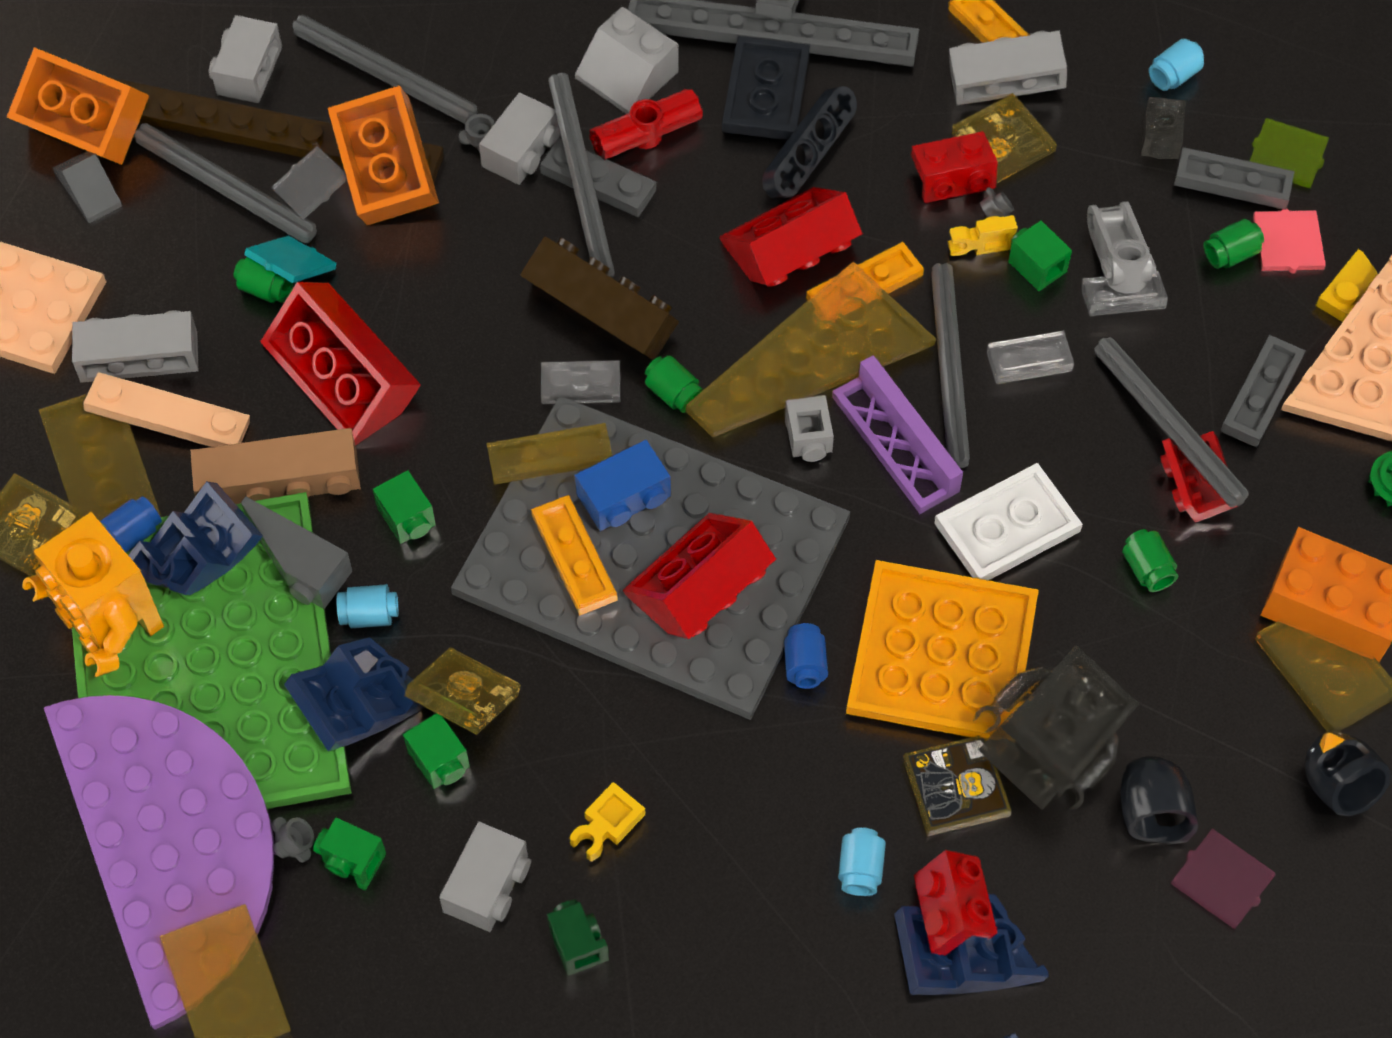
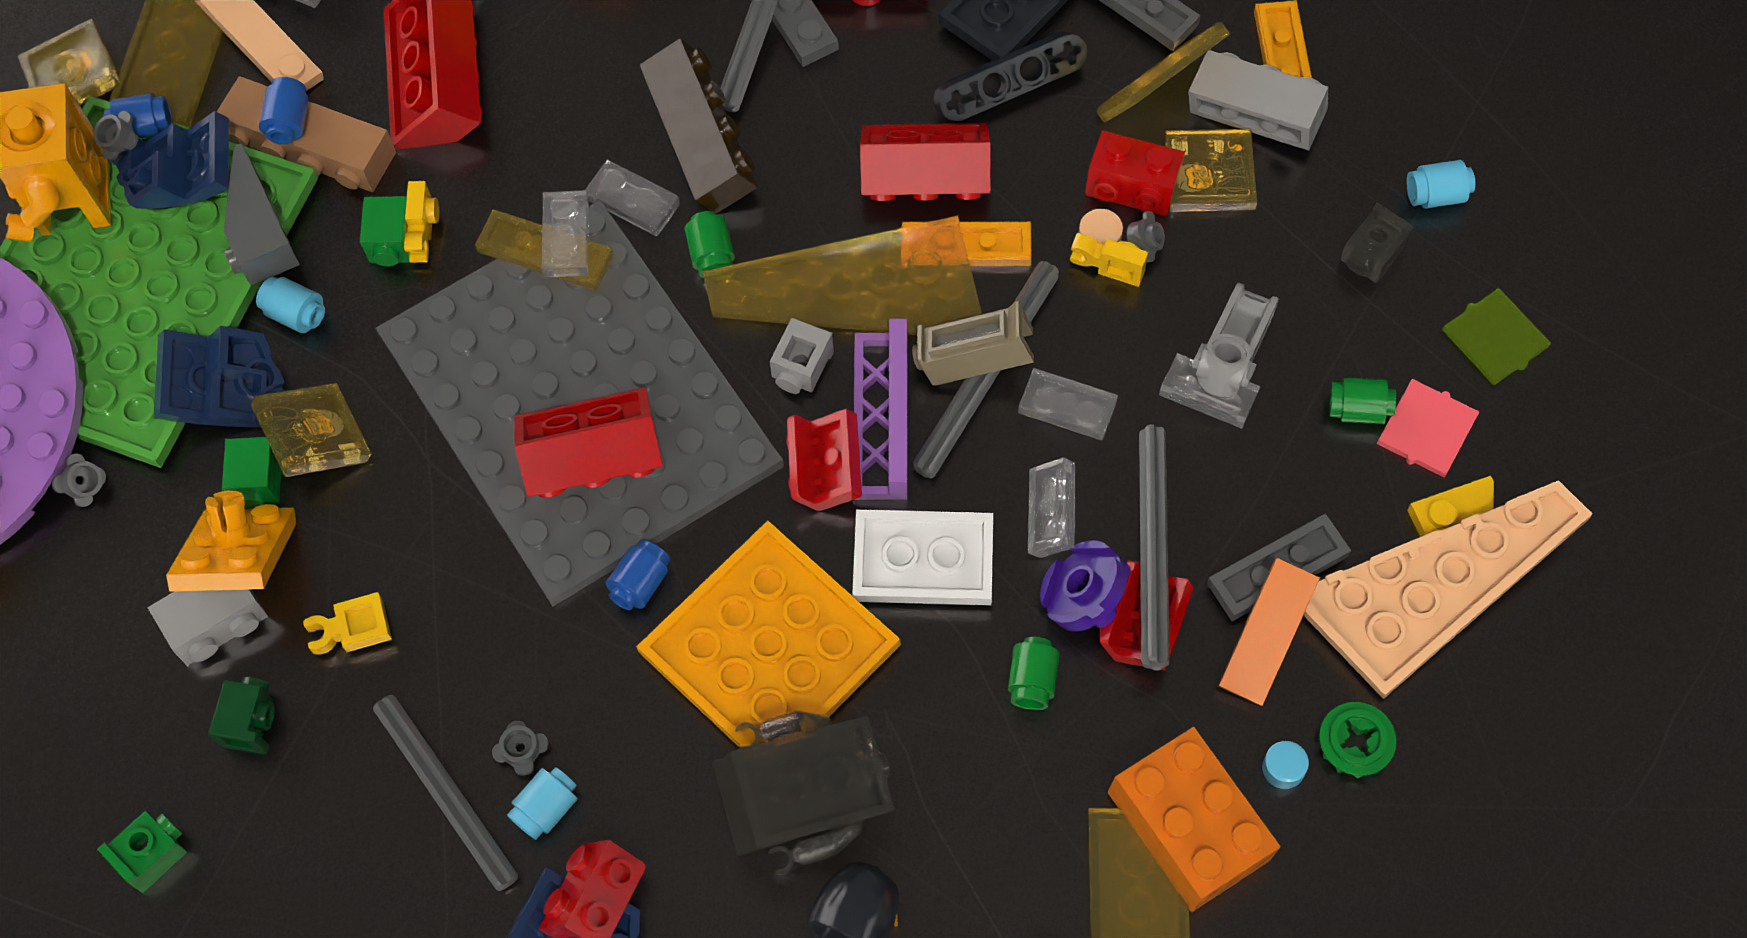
camera: 35 degrees right, 5 degrees up
(142, 543) = (115, 134): none -> dark grey plate
(260, 453) = (284, 110): none -> blue brick
(350, 851) = (115, 522): green brick -> none
(426, 478) = (420, 214): none -> yellow plate
(476, 809) = (232, 546): none -> light orange plate
(564, 429) = (565, 233): none -> clear plate
(574, 555) = (495, 358): light orange tile -> none
(623, 485) = (580, 317): blue brick -> none
(777, 901) = (445, 793): none -> dark grey axle
(812, 823) = (517, 734): none -> dark grey plate
(885, 492) = (824, 460): none -> red bracket
(926, 81) = (1162, 71): none -> clear yellow tile
(937, 348) = (974, 345): none -> dark tan window
(955, 216) = (1101, 225): none -> light nougat tile
(956, 786) = (681, 784): tile -> none
(1039, 255) = (1152, 306): green brick -> none
(1075, 436) = (1051, 508): none -> clear plate
(1158, 491) = (1097, 602): none -> dark purple plate
(1234, 178) = (1414, 333): dark grey plate -> none
(1292, 438) = (1268, 632): none -> orange tile
(1367, 525) = (1285, 764): none -> medium azure piece

